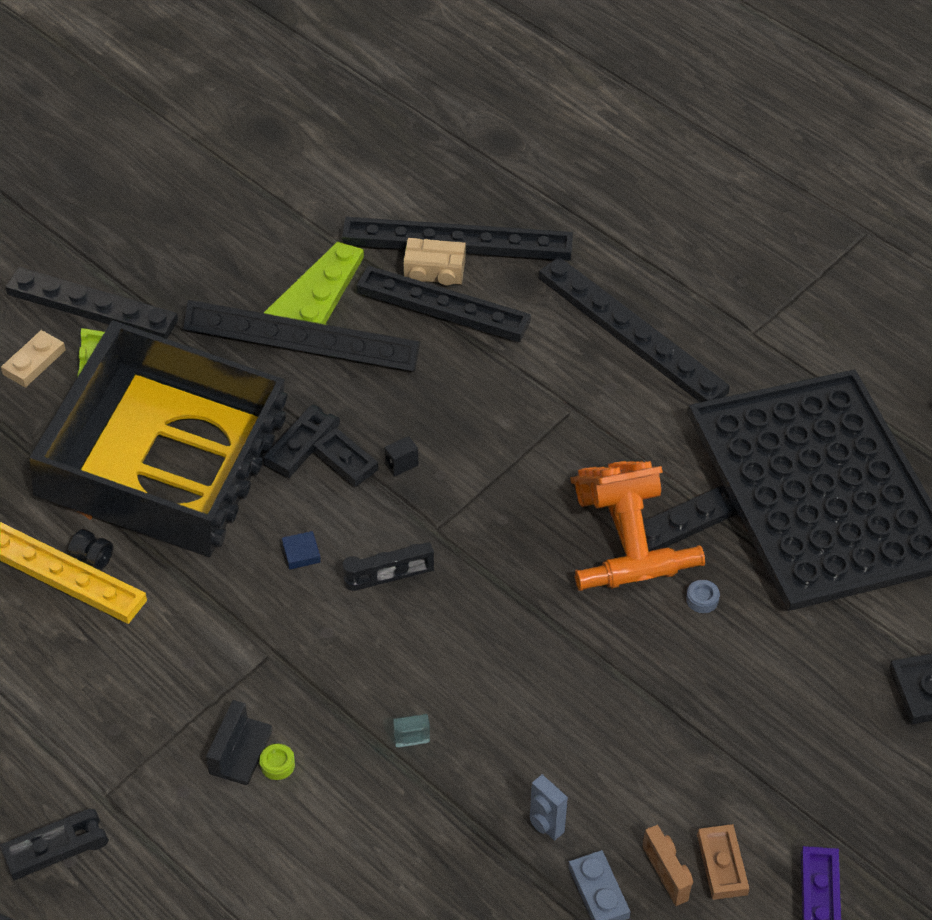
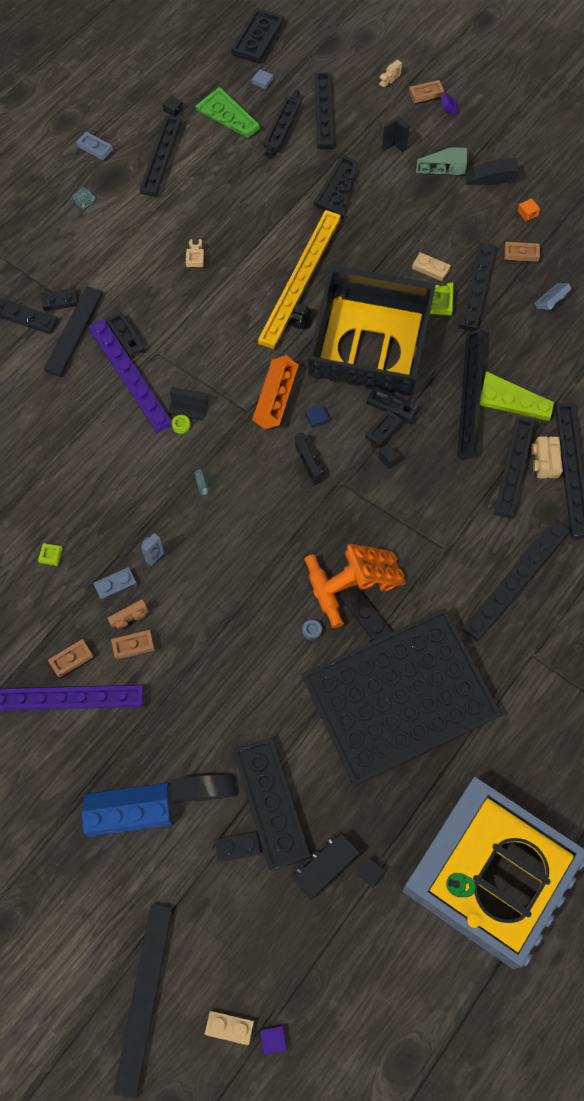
camera: 85 degrees right, 15 degrees up
(42, 237) = (522, 251): none -> medium nougat plate
(142, 212) = (556, 293): none -> sand blue plate
(145, 845) = (130, 376): none -> dark purple plate
(248, 597) = (275, 392): none -> orange brick

